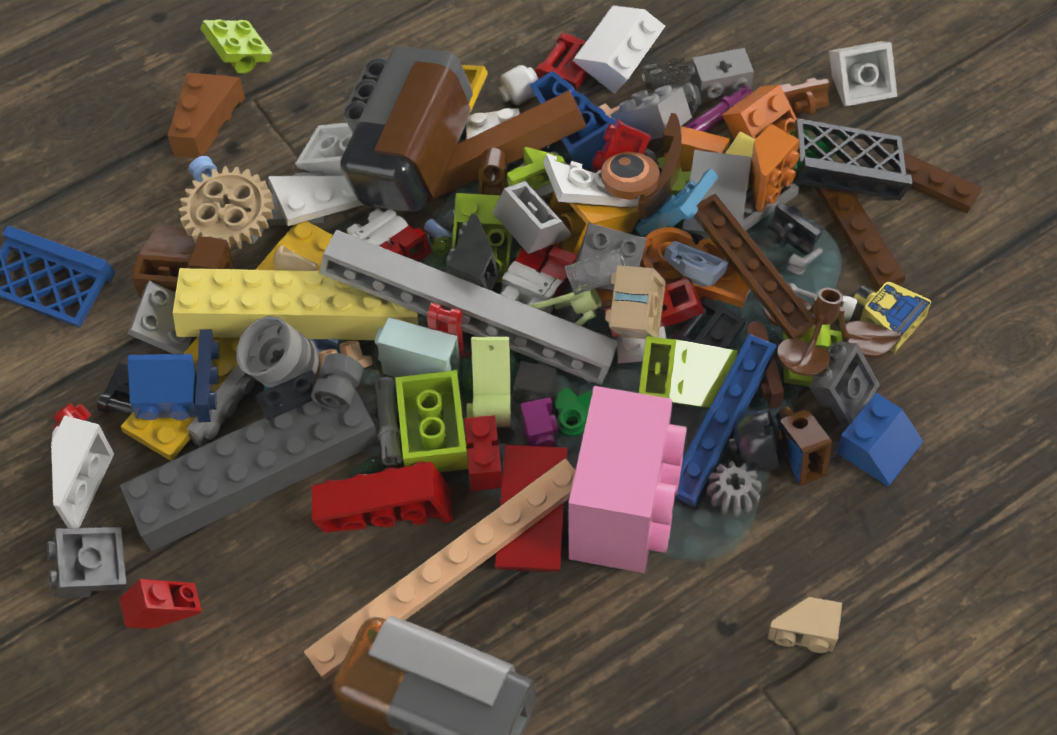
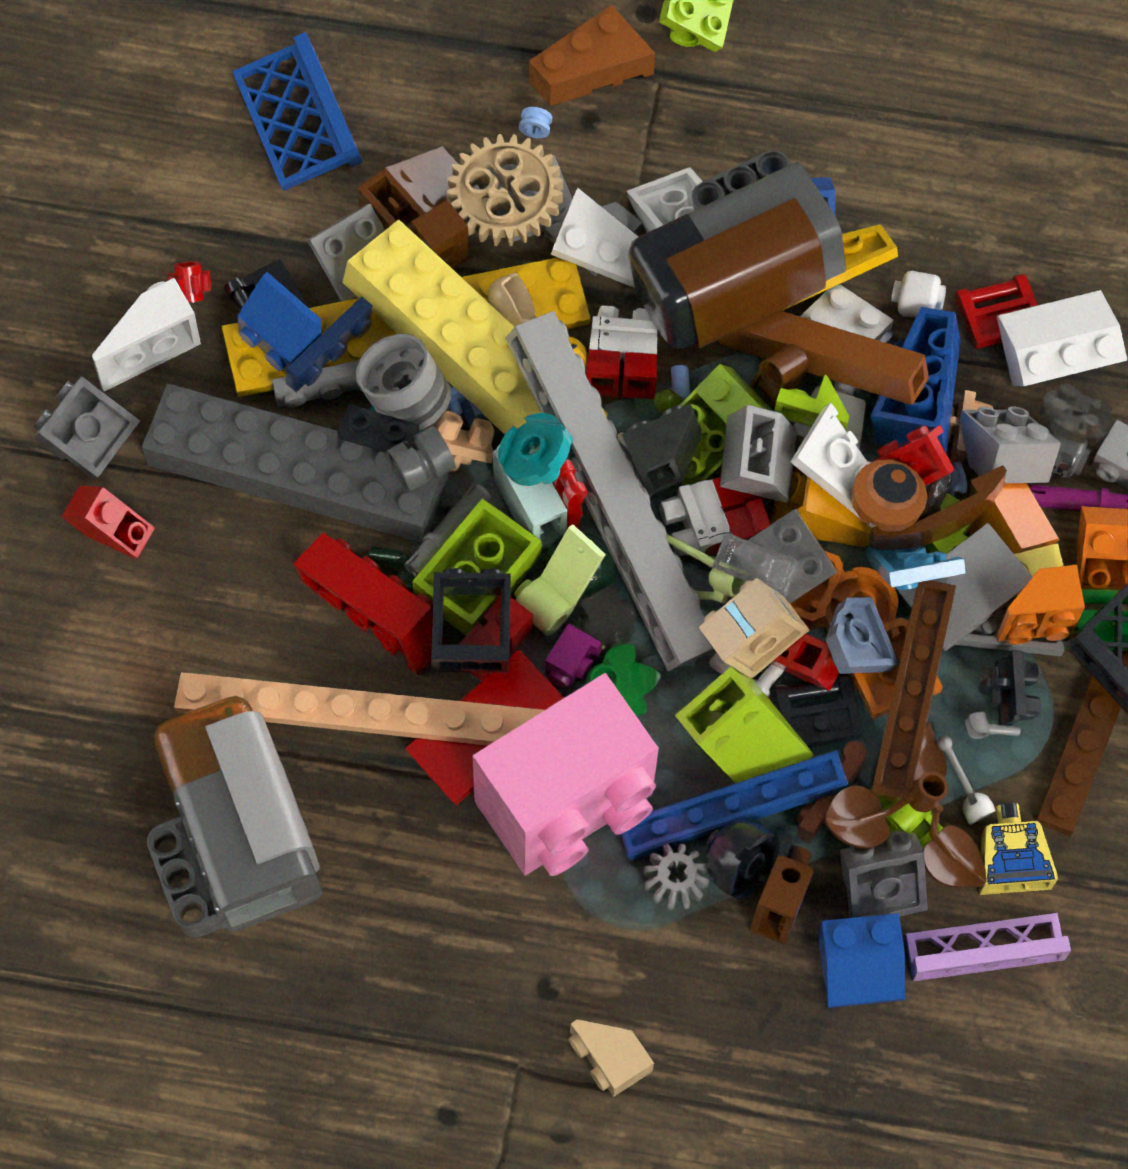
camera: 40 degrees right, 10 degrees up
(420, 316) = (546, 461): none -> teal plate
(487, 467) = (471, 657): none -> black window
(936, 379) = (987, 956): none -> lavender fence

